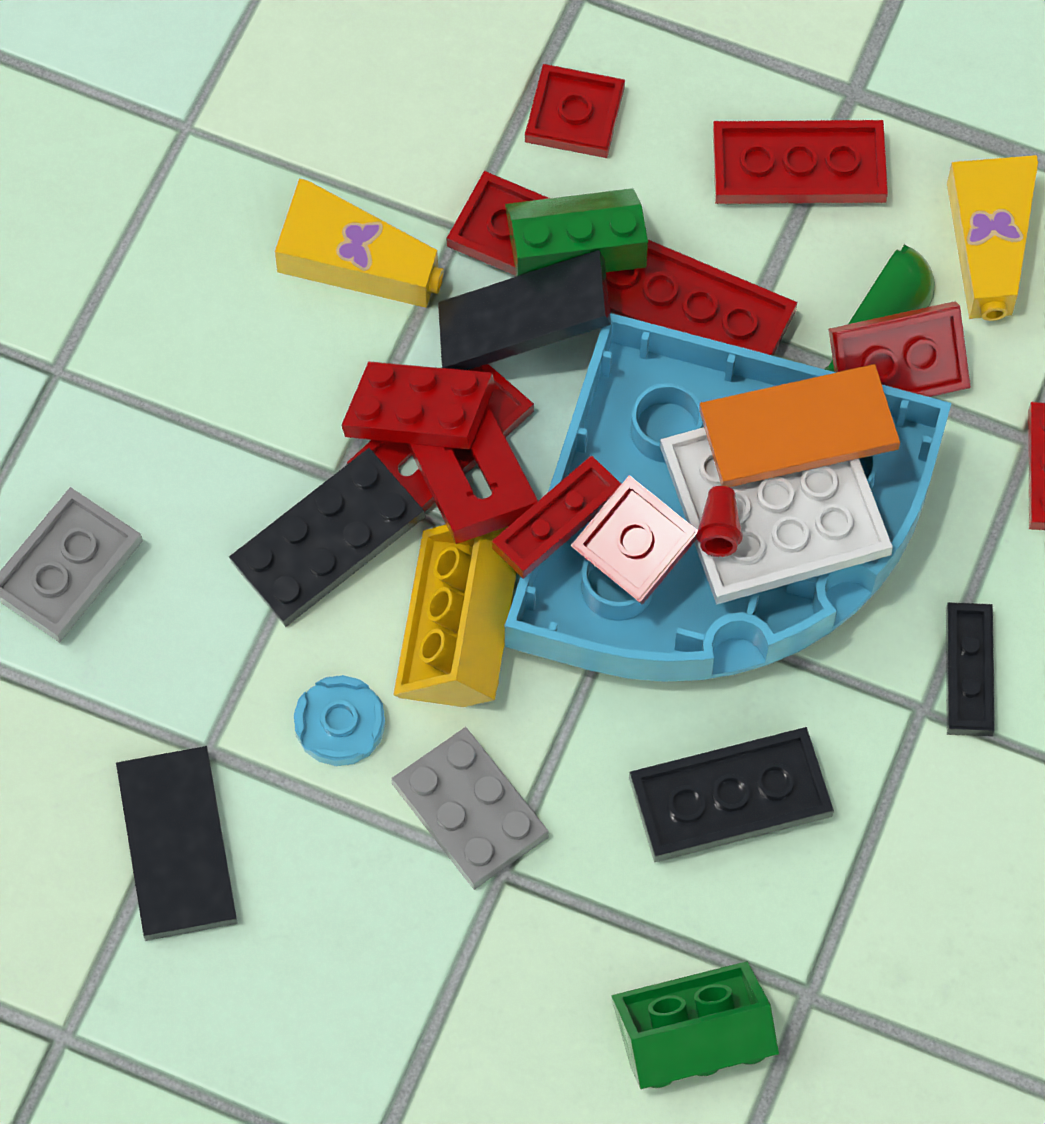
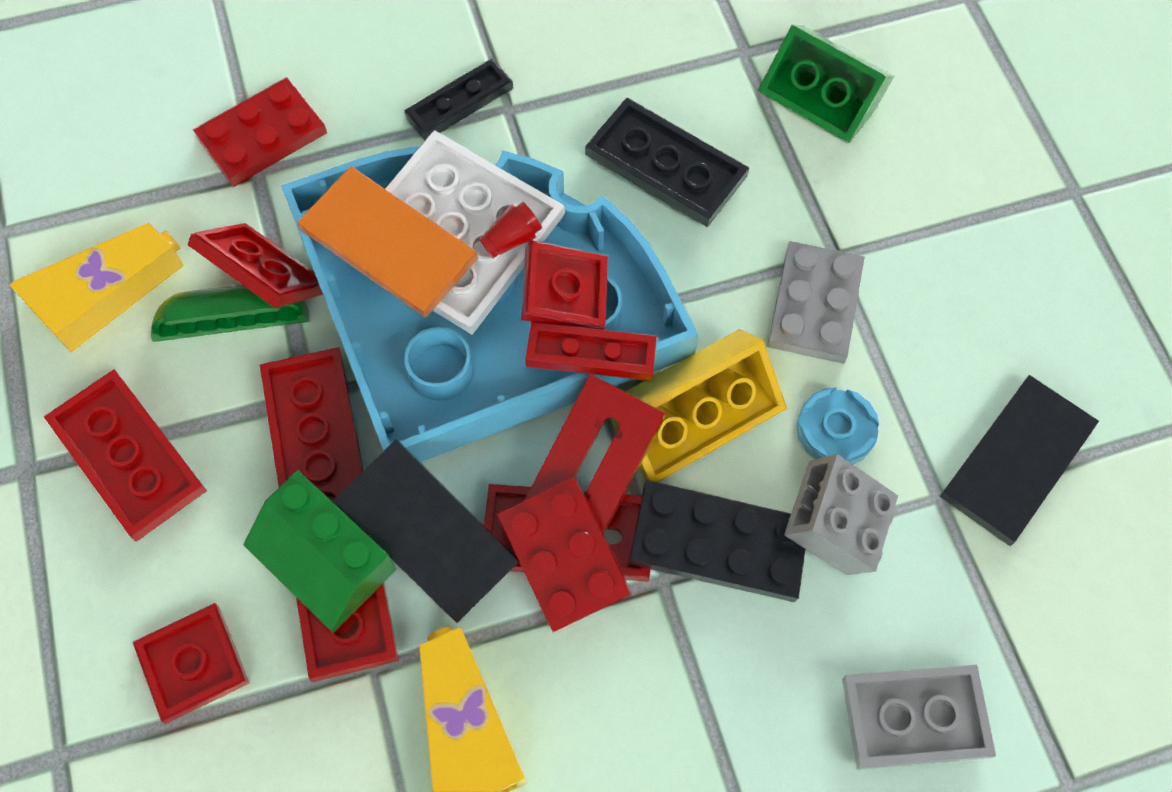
camera: 130 degrees left, 0 degrees up
(256, 628) = (842, 515): none -> light grey brick

